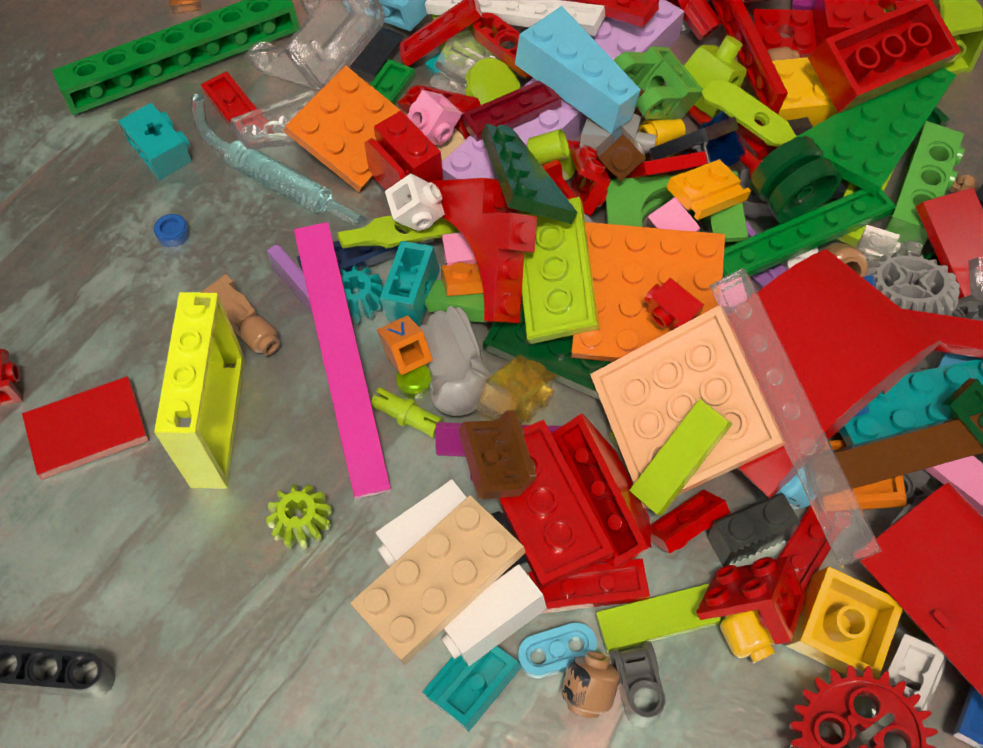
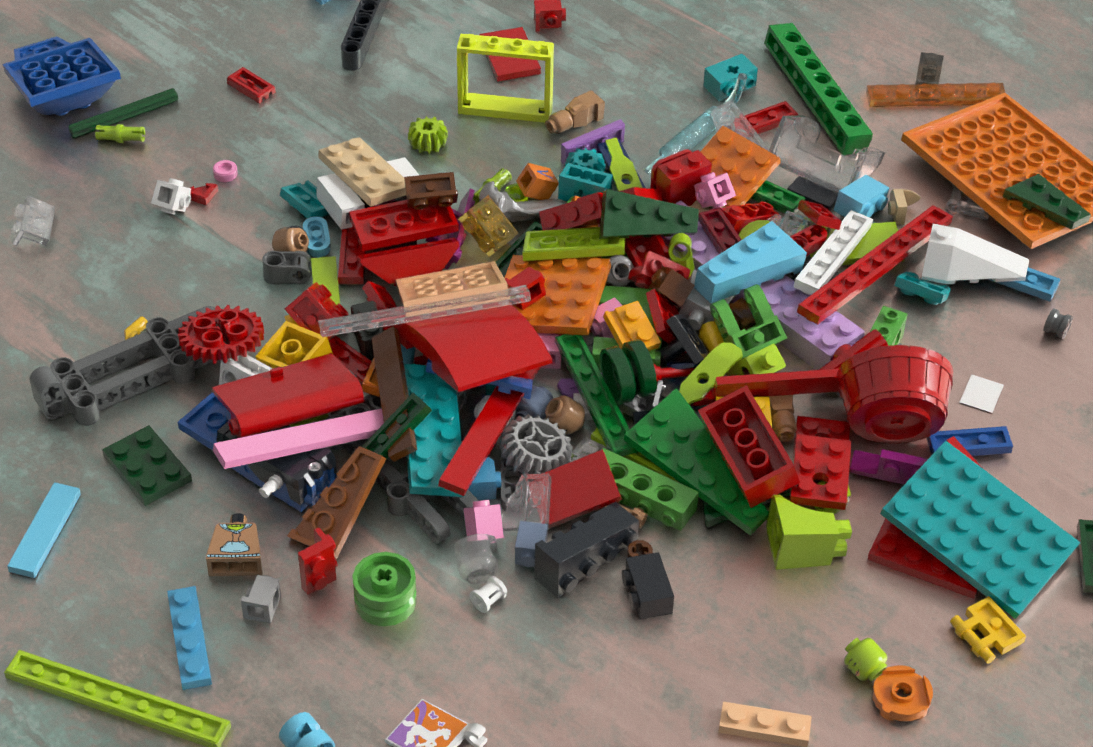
camera: 95 degrees right, 15 degrees down
(171, 230) = (655, 89): blue tile -> none
(342, 362) = (532, 148): dark pink tile -> none
(415, 202) = (635, 165): white brick -> none
(680, 457) = (415, 279): lime tile -> none

